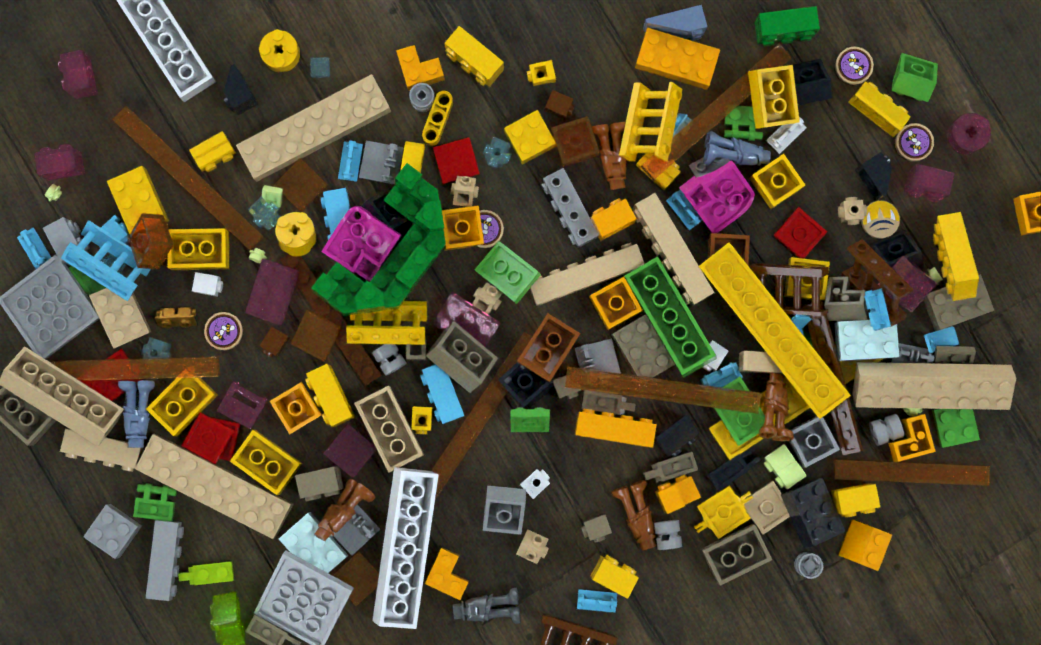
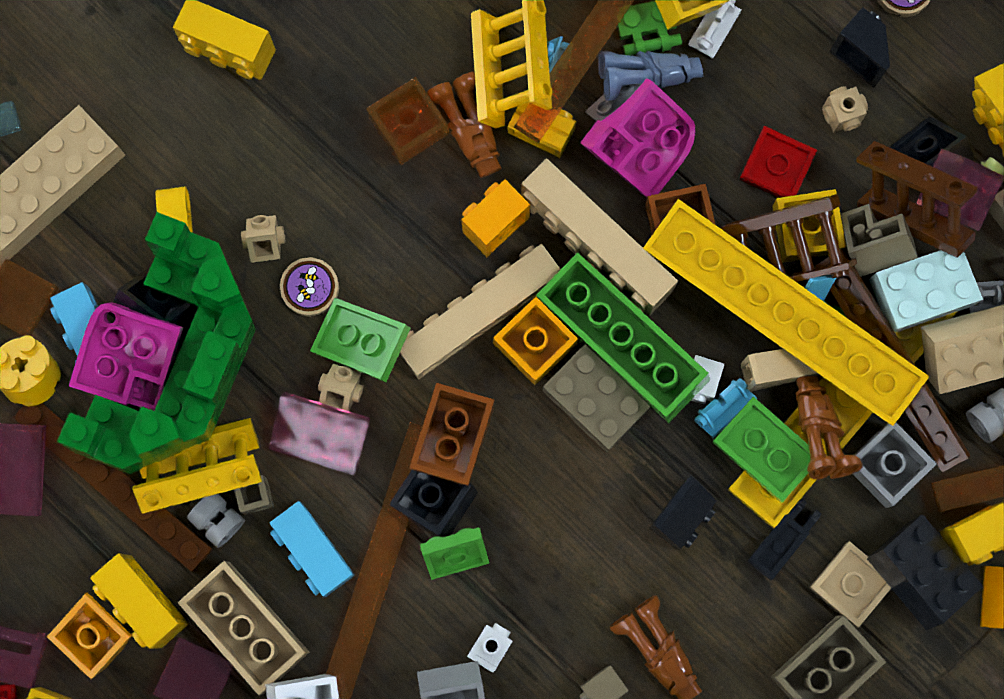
camera: 10 degrees left, 5 degrees down
(274, 342) = (34, 545): reddish brown brick -> none
(316, 335) = (95, 516): clear orange tile -> none
(350, 161) = (82, 242): medium azure hinge -> none
(381, 162) = (124, 231): light grey hinge -> none
(416, 72) = (149, 87): light orange brick -> none
(418, 412) = (282, 590): yellow brick -> none
(422, 97) = (164, 119): light grey wheel -> none
(440, 109) = (191, 131): yellow beam -> none
(456, 160) = (239, 197): red tile -> none
(462, 228) = (273, 293): light orange slope -> none
(462, 357) = (324, 486): dark tan brick -> none
(497, 146) = (297, 169): clear light blue brick -> none
(529, 137) = (339, 133): yellow brick -> none
(544, 67) = (331, 28): yellow brick -> none
(559, 105) = (370, 75): reddish brown brick -> none
(563, 391) = (498, 485): dark tan brick -> none
(570, 208) = (428, 220): light grey brick -> none
(598, 356) = (533, 436): light grey hinge -> none
(606, 402) = (563, 494): dark tan hinge -> none
(615, 429) = (590, 529): light orange brick -> none
(663, 390) = (643, 449): clear orange plate -> none
(669, 527) = (715, 657): light grey wheel -> none
(672, 467) = (691, 564): dark tan hinge -> none
(677, 494) = (711, 603): light orange brick -> none
(684, 209) = (597, 176): medium azure hinge -> none
(724, 512) = (789, 609): yellow plate -> none
(777, 181) = (722, 96): yellow brick -> none
(784, 467) = (860, 515): yellowish green brick -> none
(808, 565) = (942, 654): light grey wheel -> none
(878, 311) = (930, 236): medium azure hinge -> none
(881, 219) = (890, 111): tile -> none
(929, 182) = (945, 36): clear pink brick -> none

